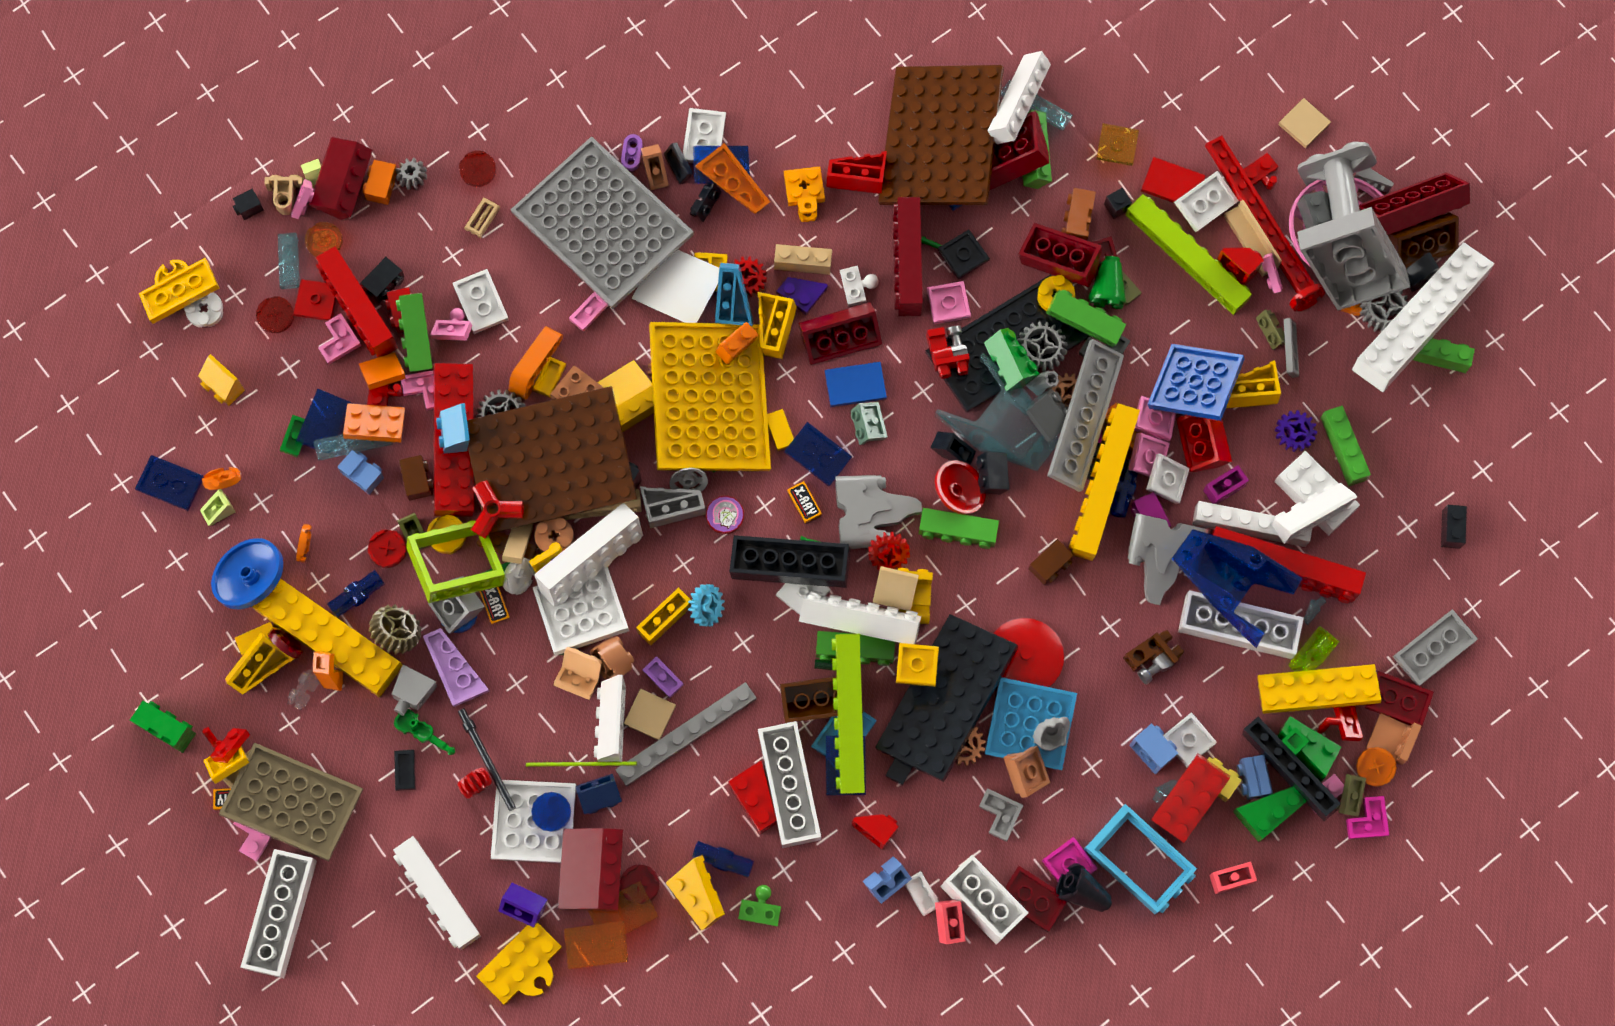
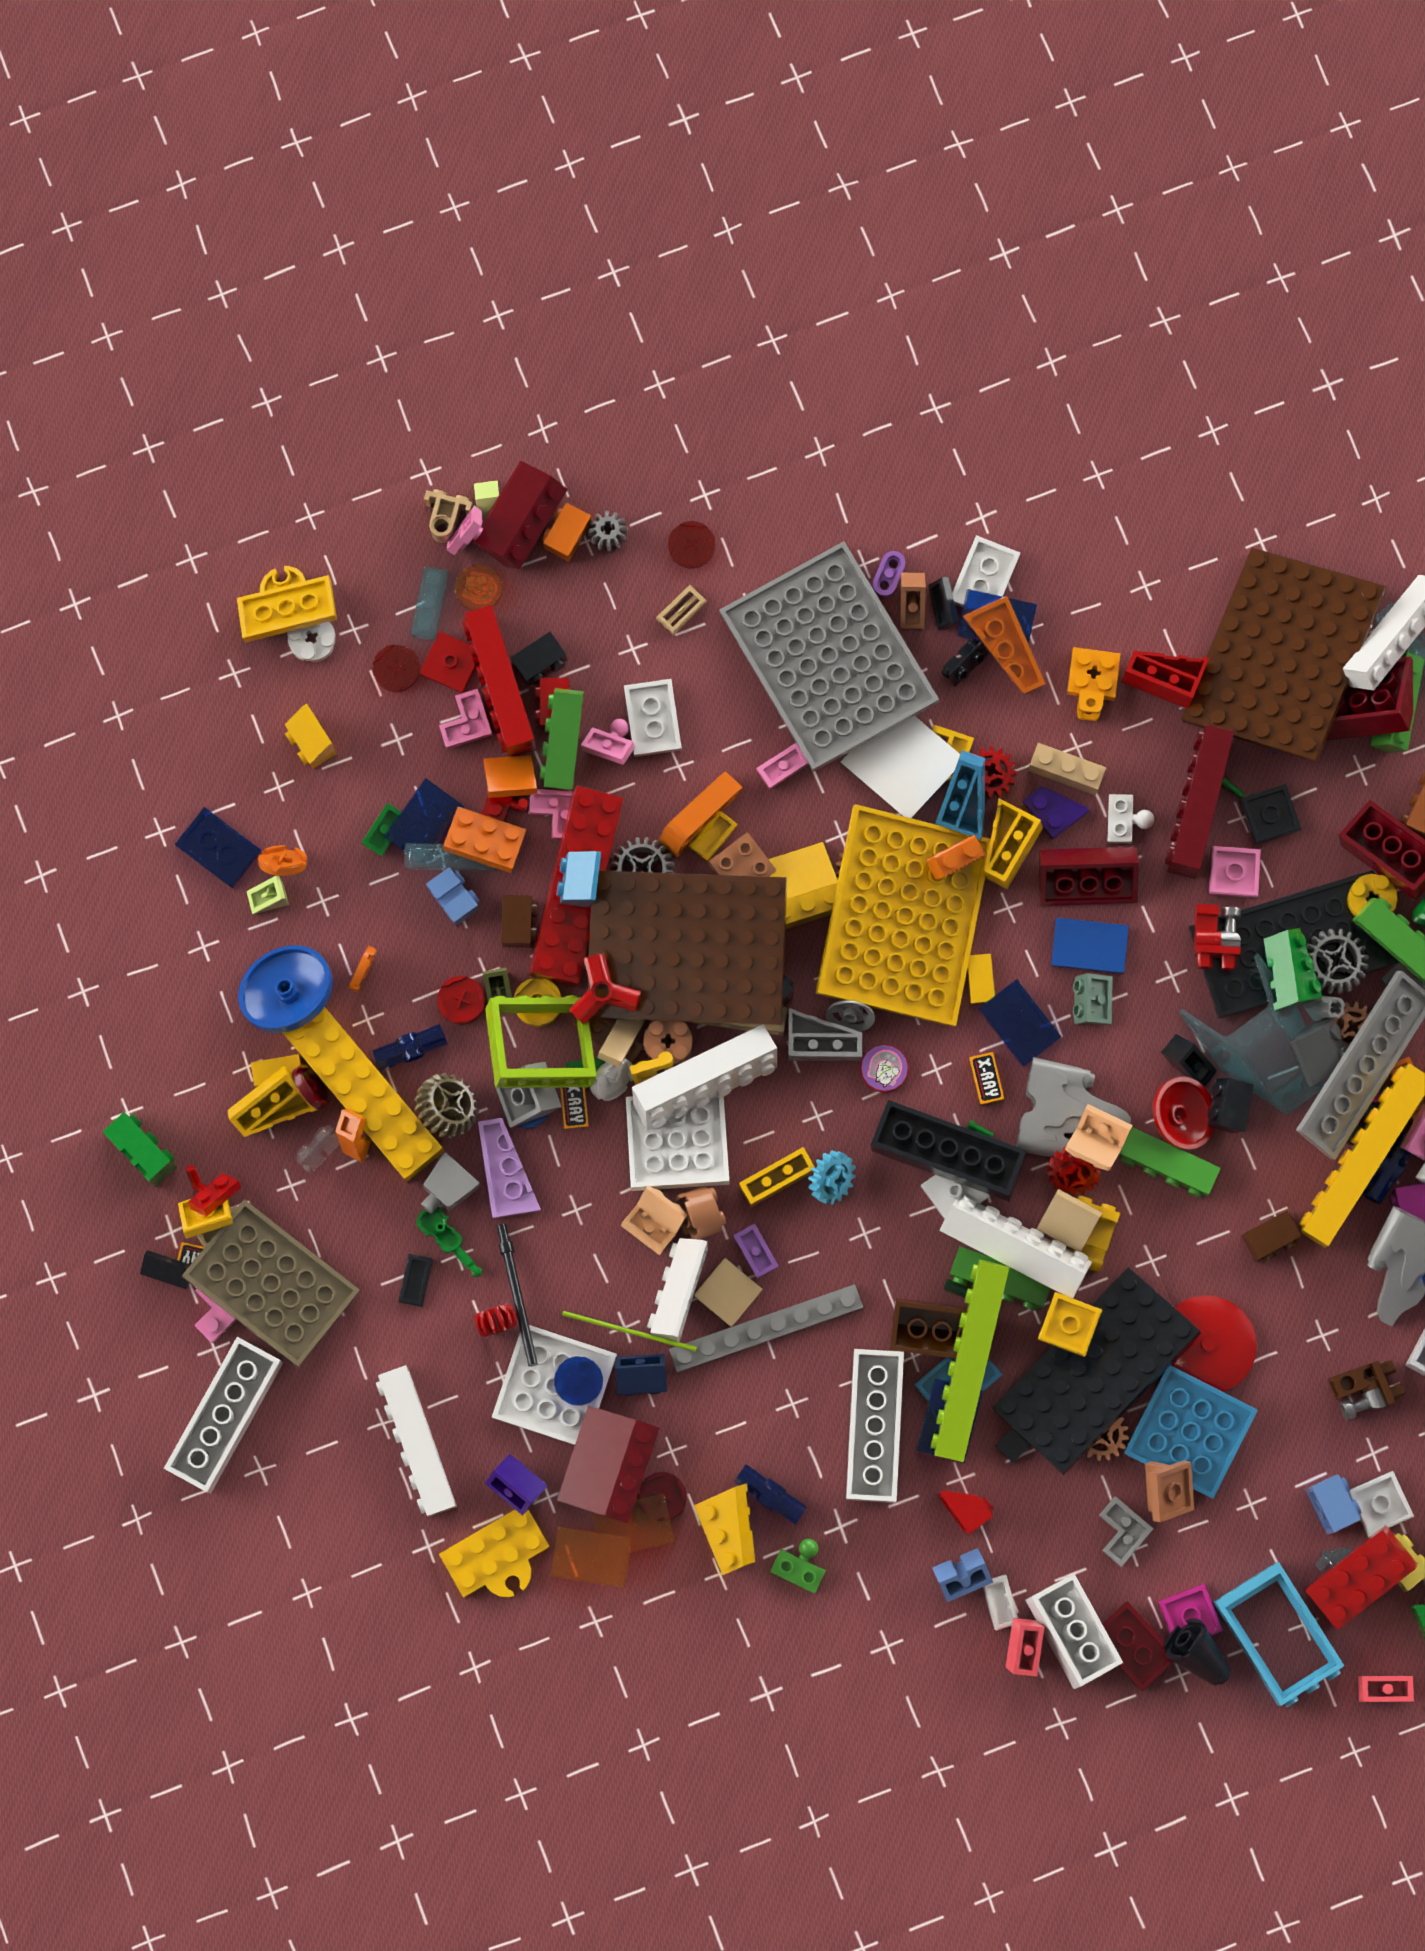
camera: 20 degrees right, 5 degrees up
(204, 814) = (164, 1269): none -> black tile
(247, 204) = (396, 518): black brick -> none
(754, 796) = (829, 1429): red wedge -> none
(901, 520) = (1098, 1138): none -> light nougat bracket
(1052, 733) = (1212, 1452): light grey hair -> none

